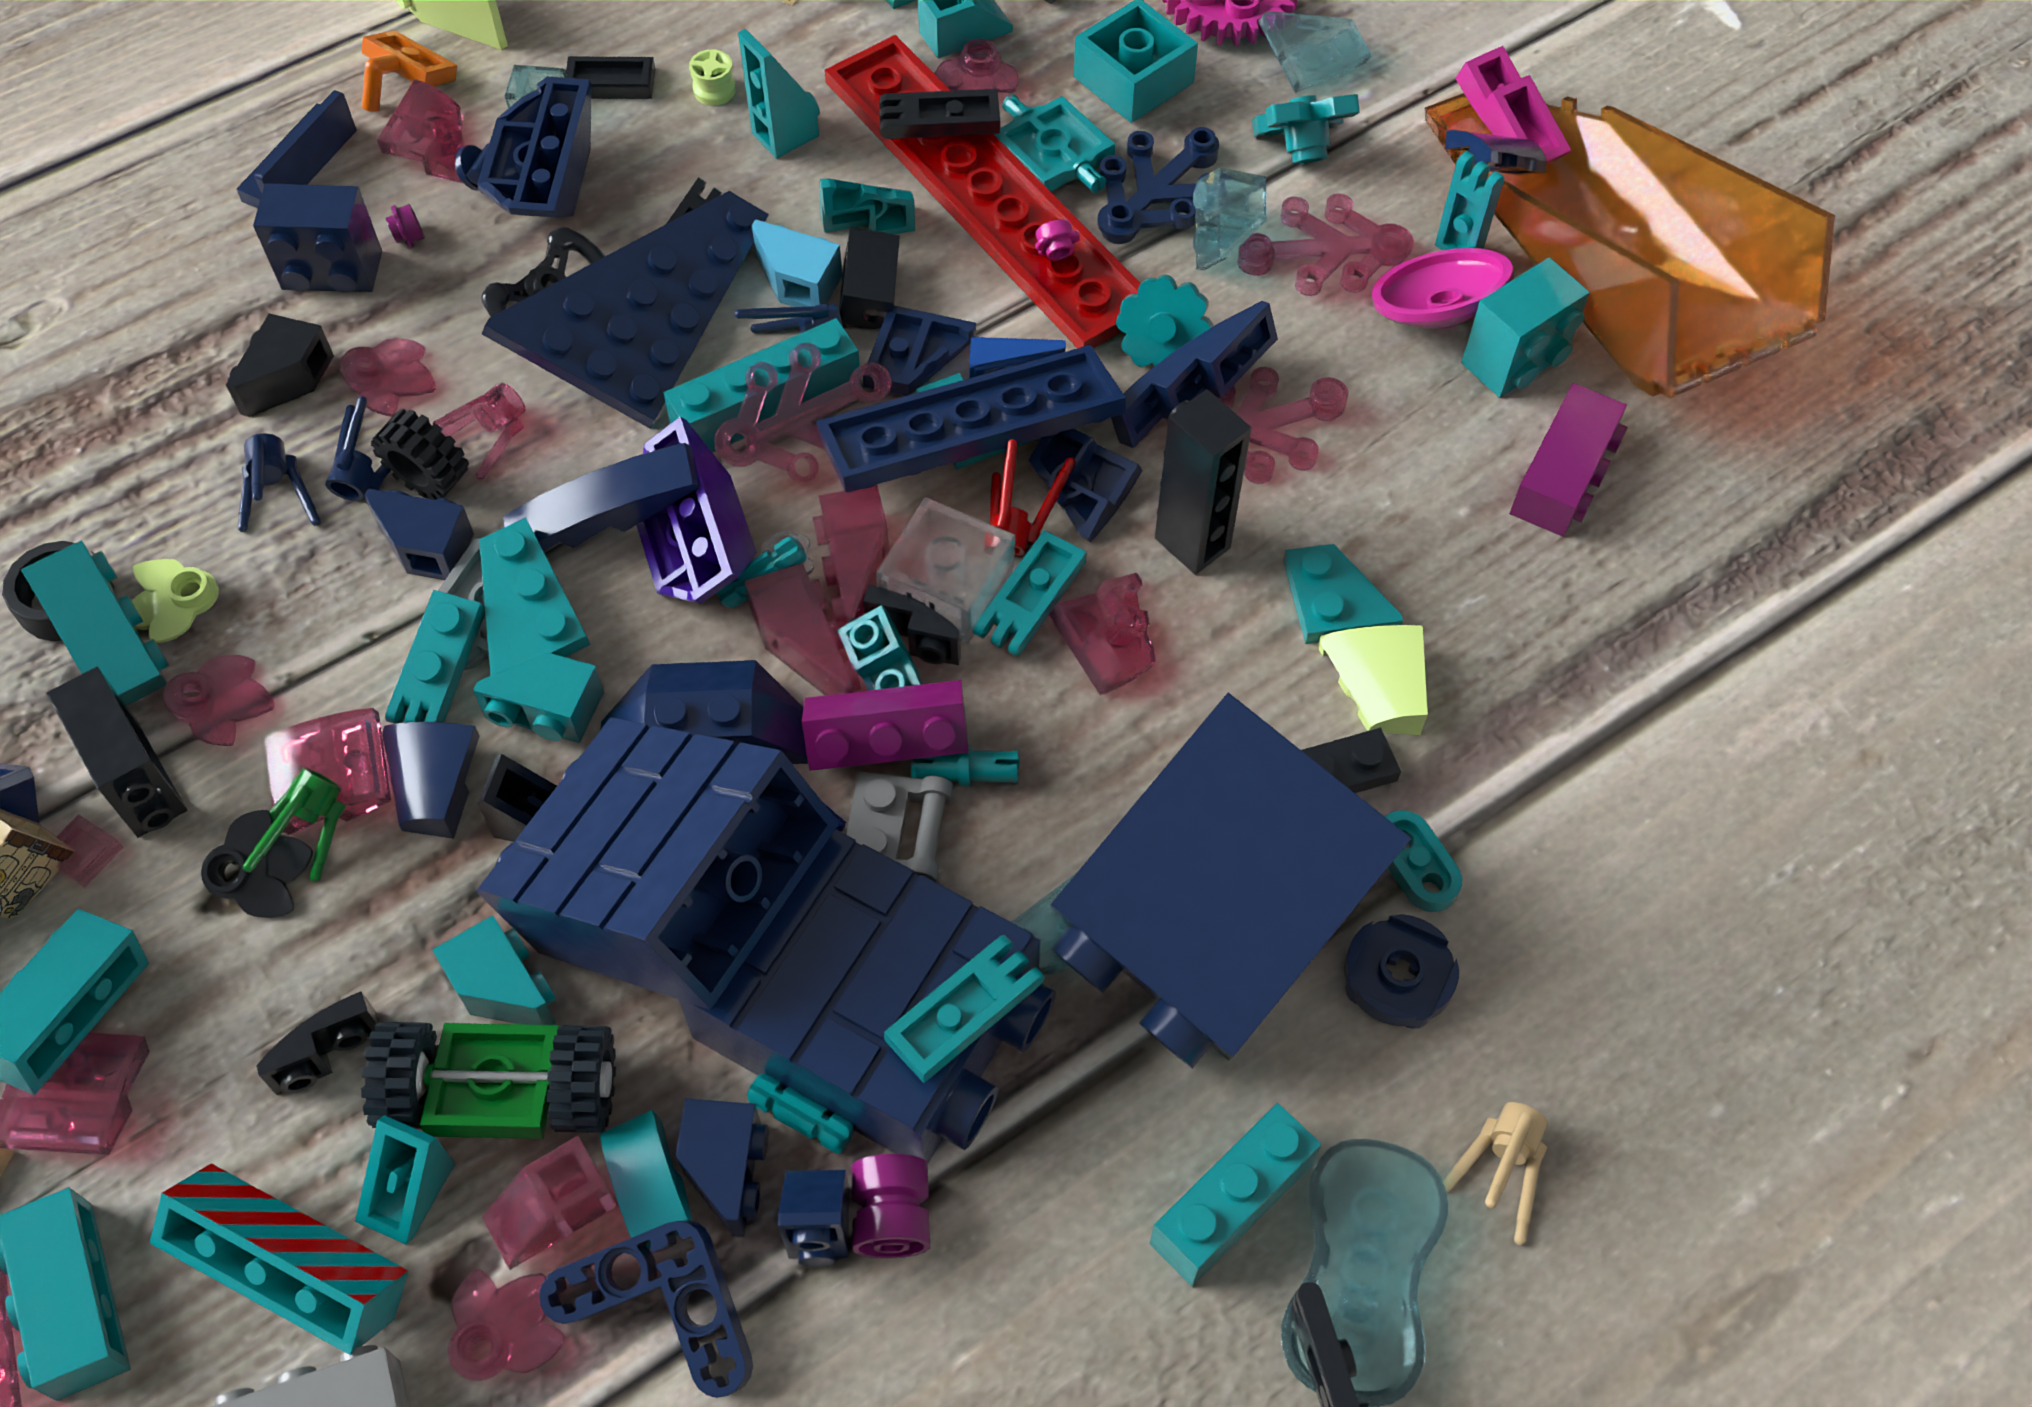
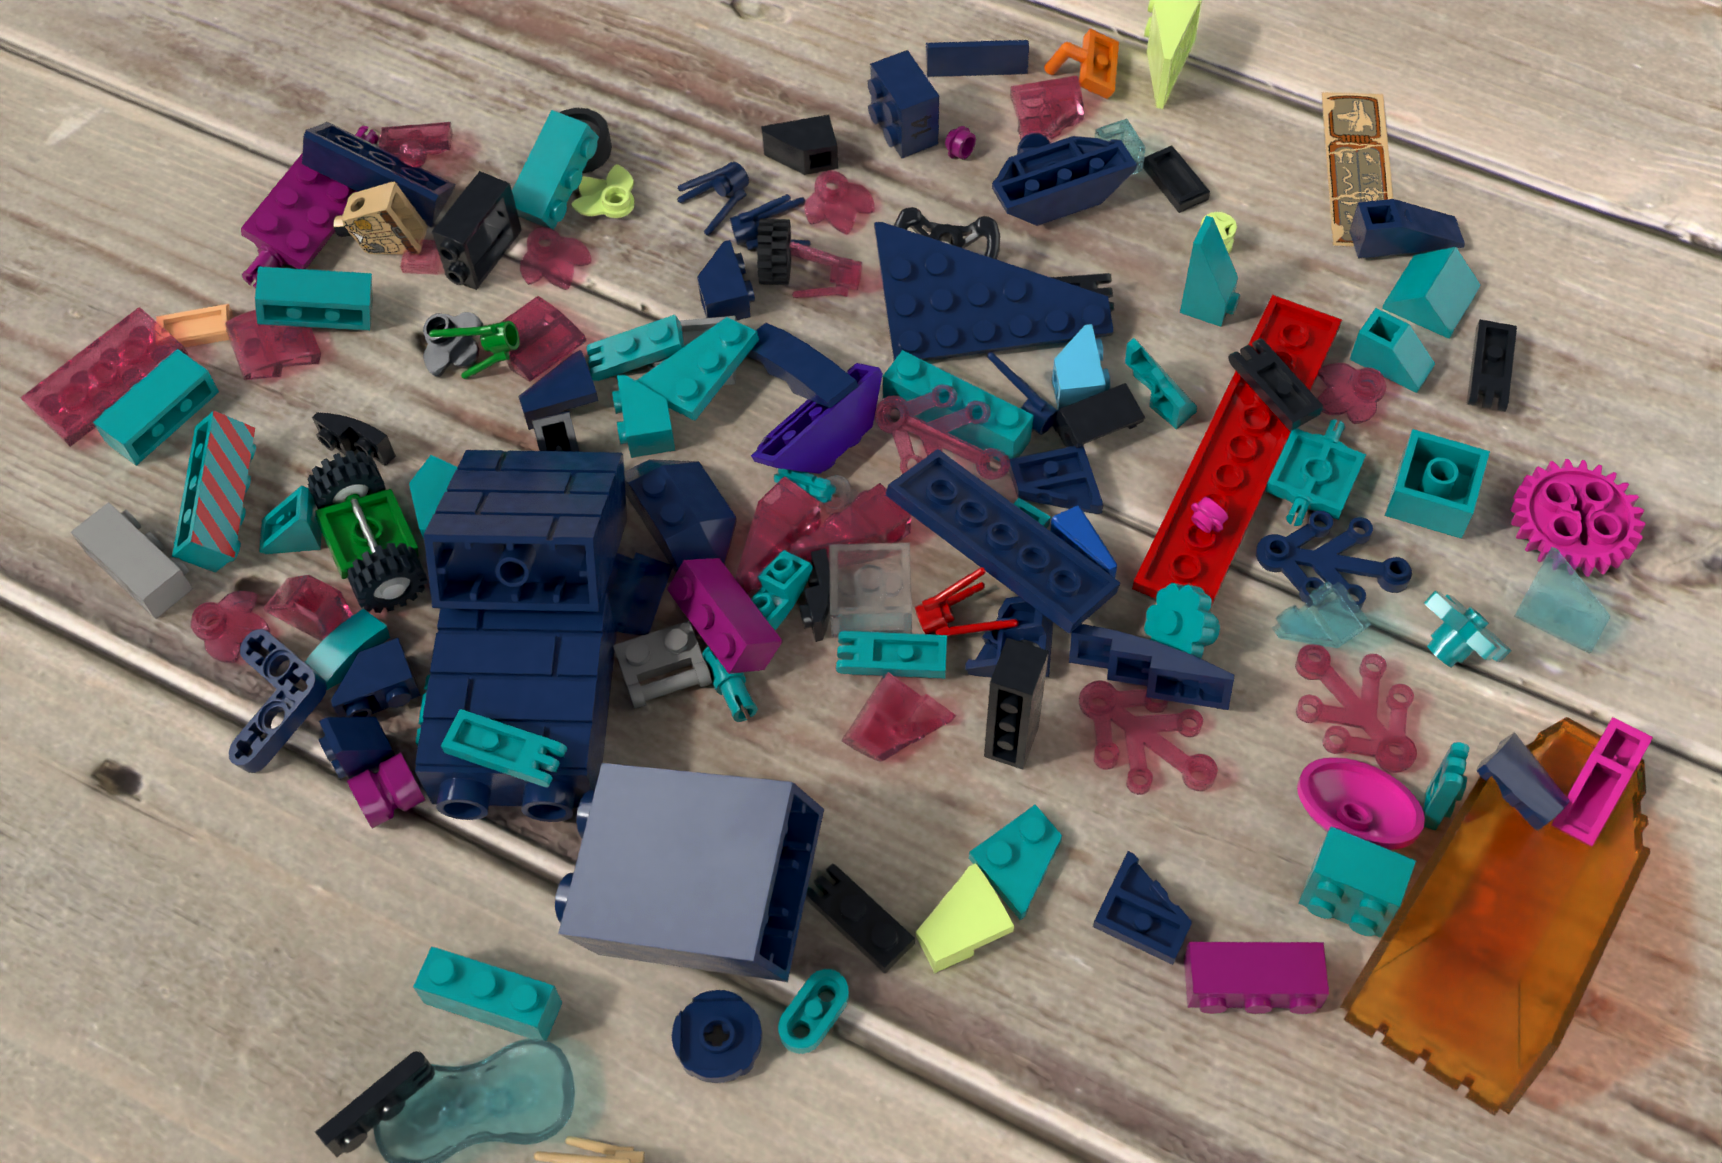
camera: 65 degrees right, 0 degrees up
(1454, 518) = (1142, 914): none -> dark blue wing

